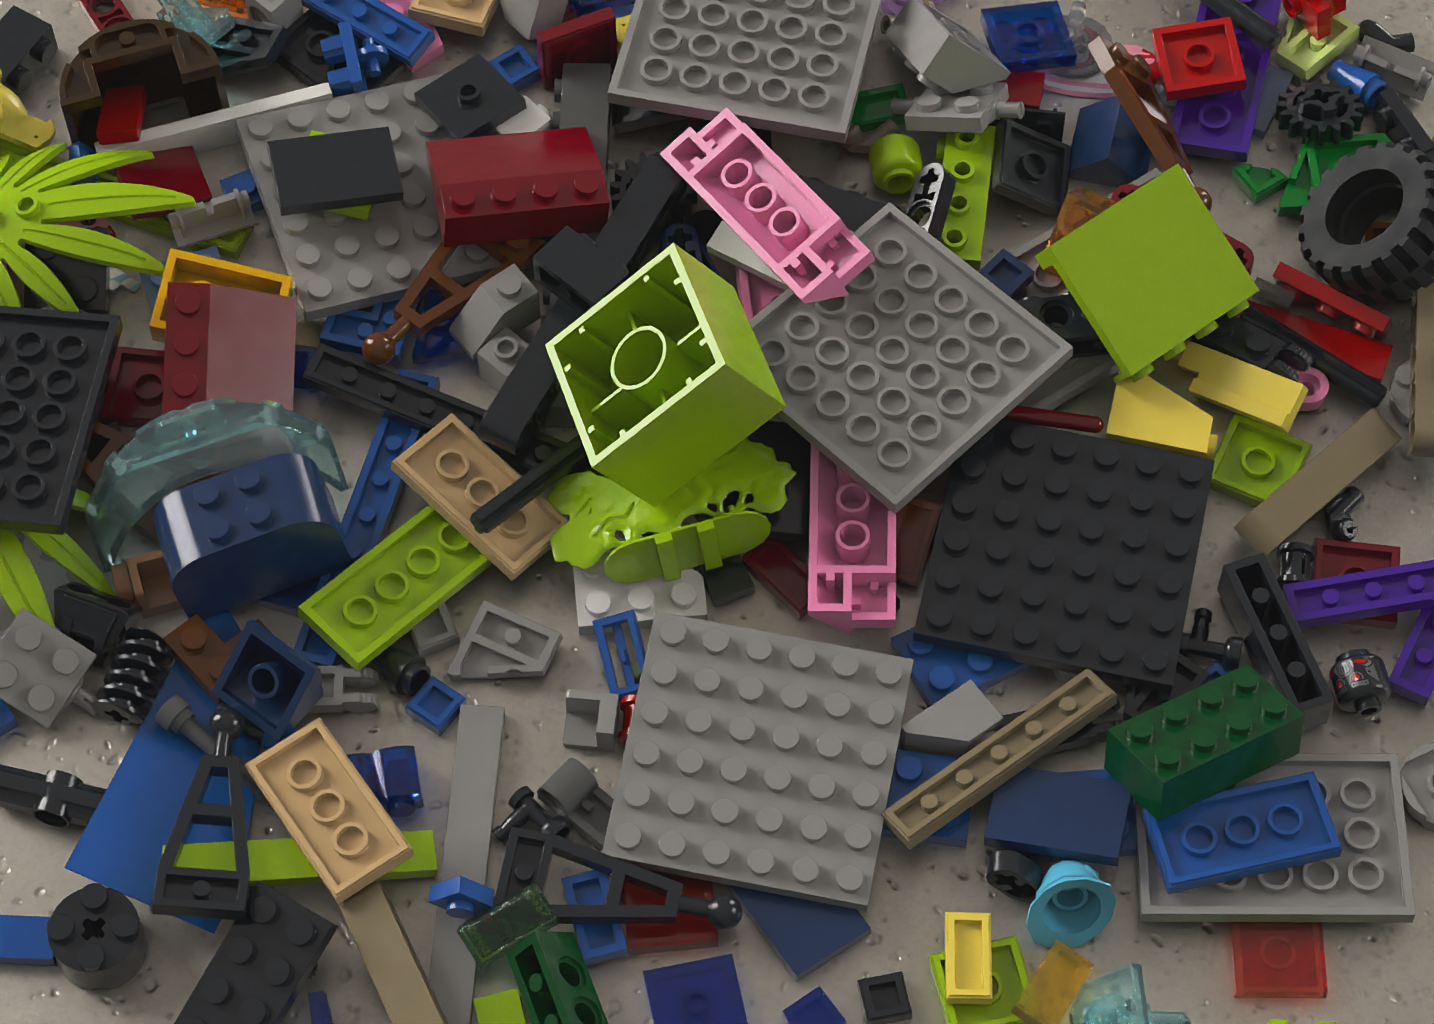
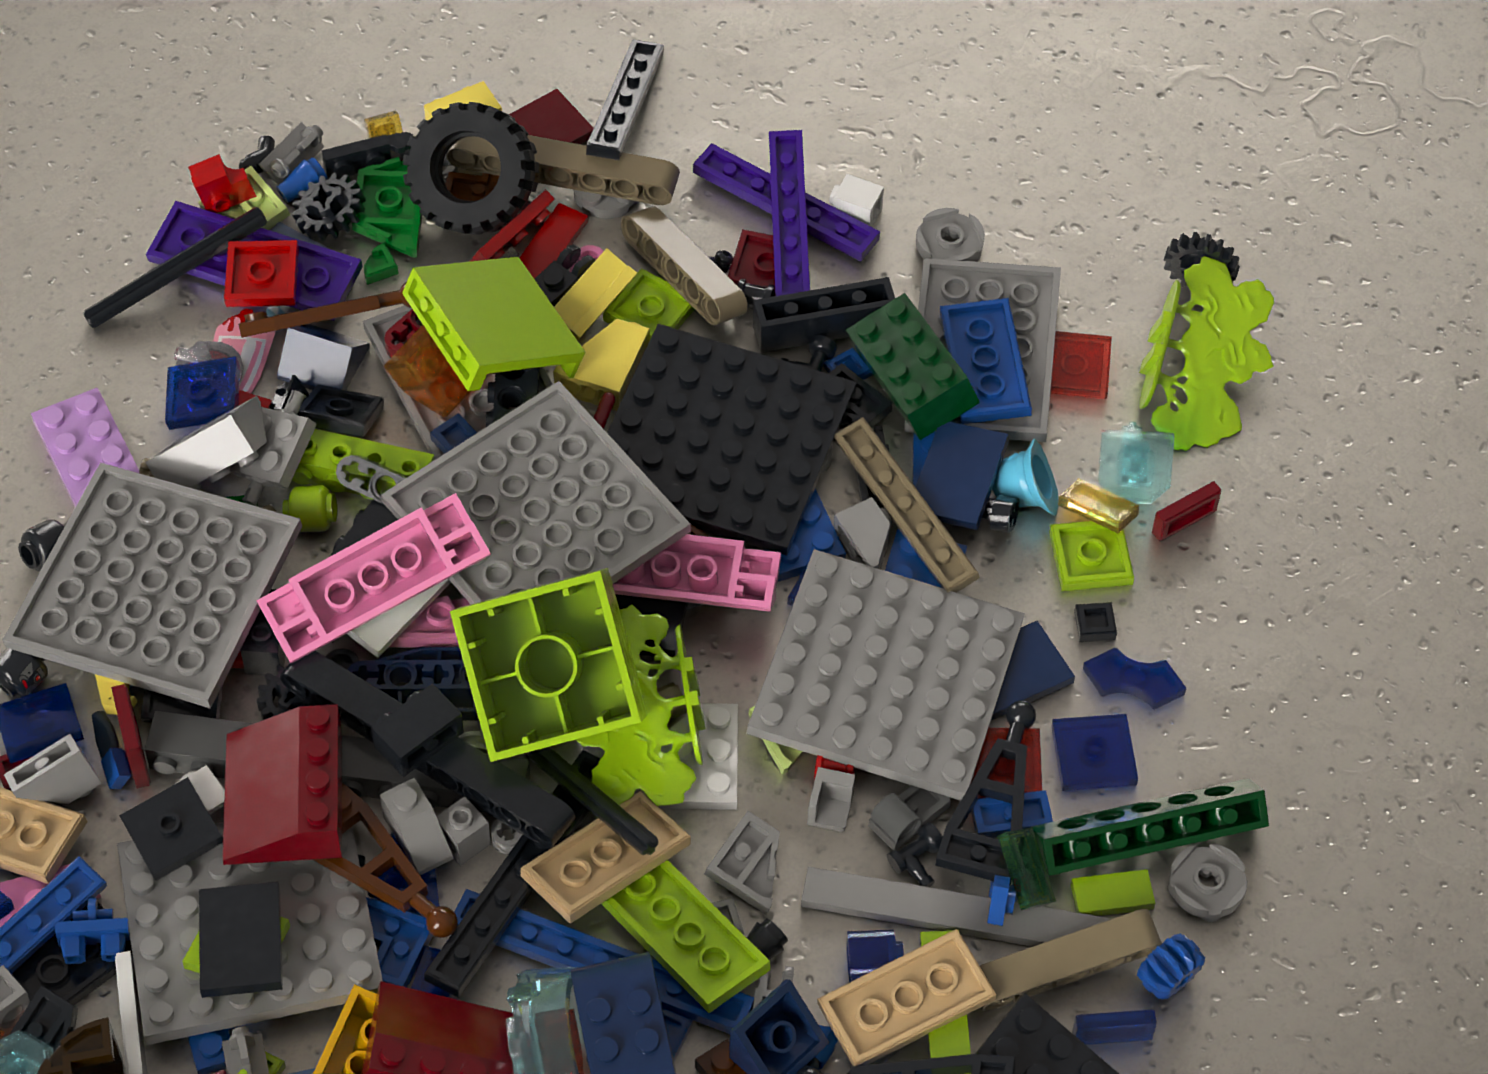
camera: 85 degrees left, 5 degrees down
(435, 705) = (798, 923): blue tile -> none
(517, 67) = (119, 801): blue tile -> none
(615, 622) = (778, 780): blue tile -> none
(728, 581) = (709, 685): black tile -> none
(780, 574) = (713, 642): dark red tile -> none
(968, 958) = (1071, 555): light yellow tile -> none
(1334, 368) = (580, 237): black axle -> none
(1360, 682) = (861, 265): black head -> none

